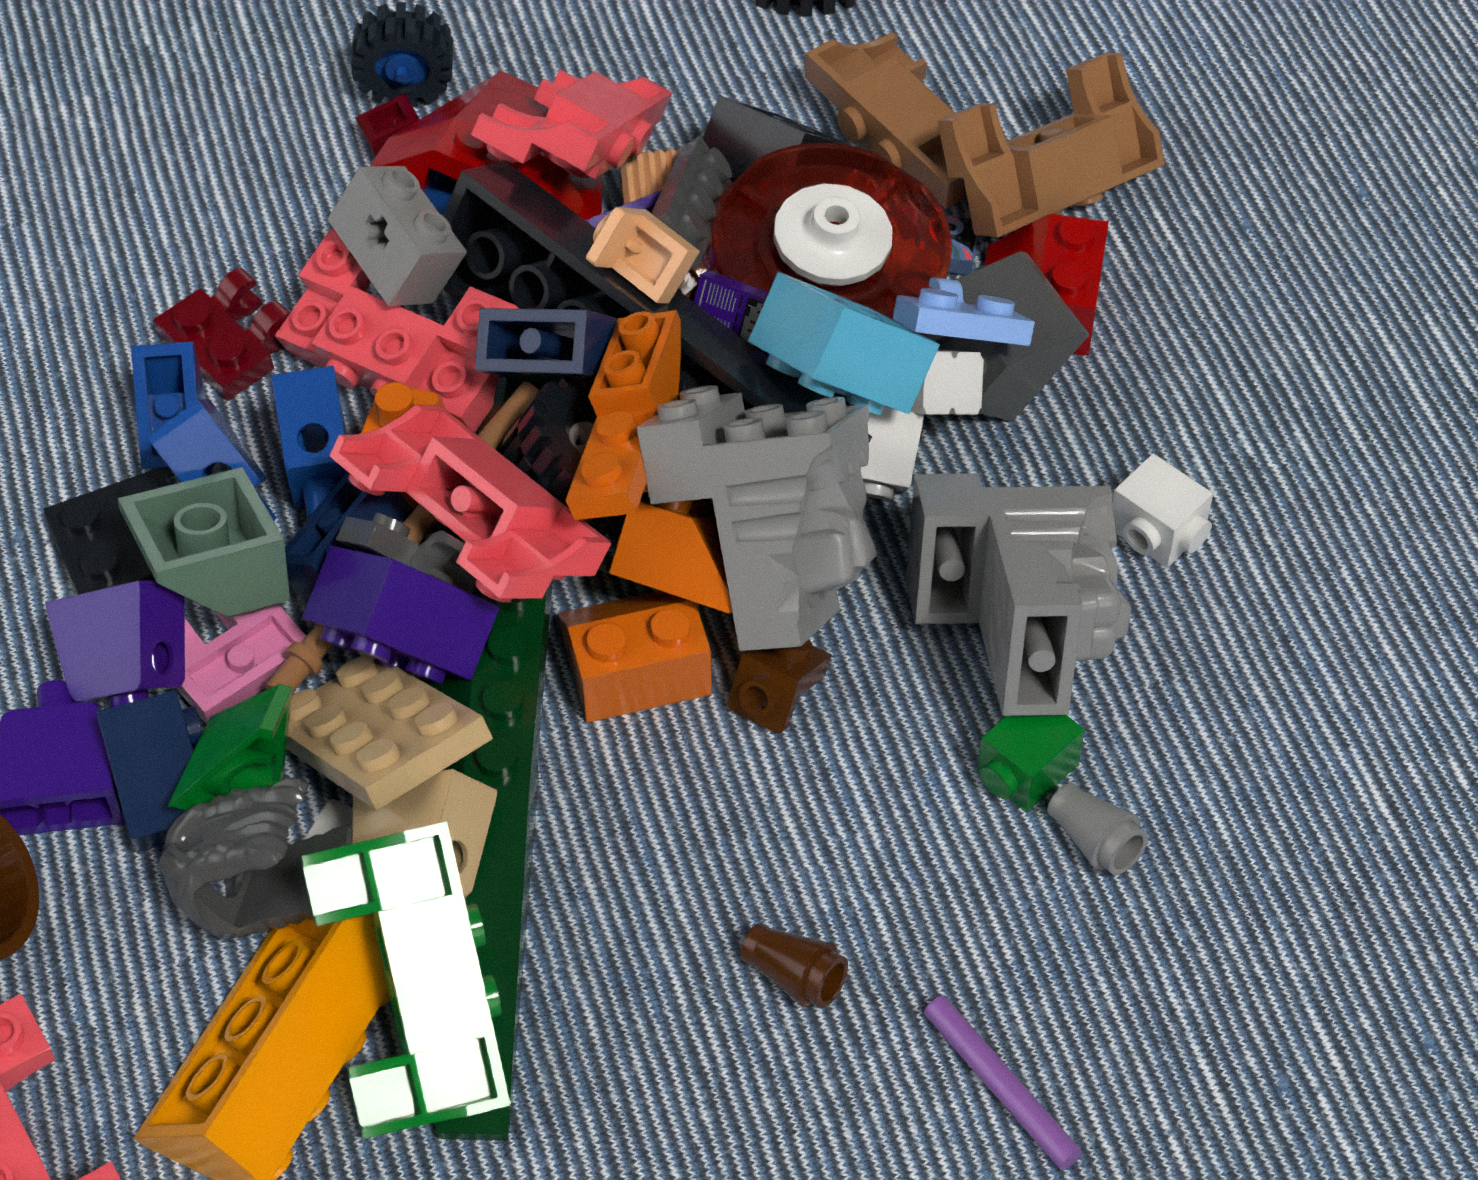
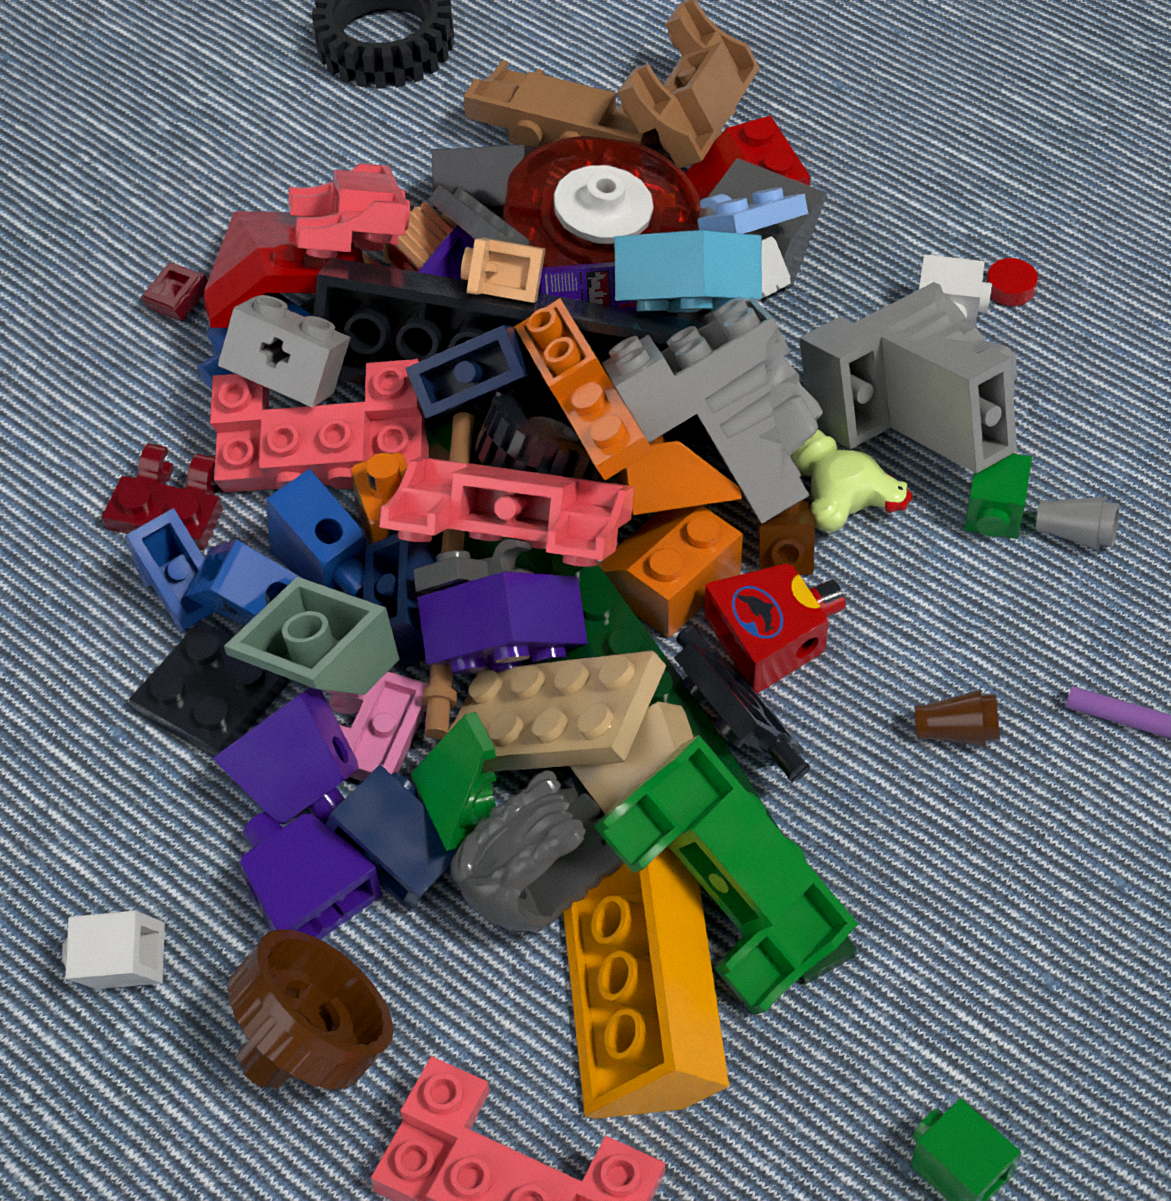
camera: 30 degrees left, 0 degrees up
(402, 54) = (150, 231): black wheel -> none
(572, 822) = (741, 709): none -> black plate
(687, 759) = (771, 621): none -> red torso
(878, 654) = (845, 482): none -> yellowish green animal
(1248, 533) = (1012, 281): none -> red tile

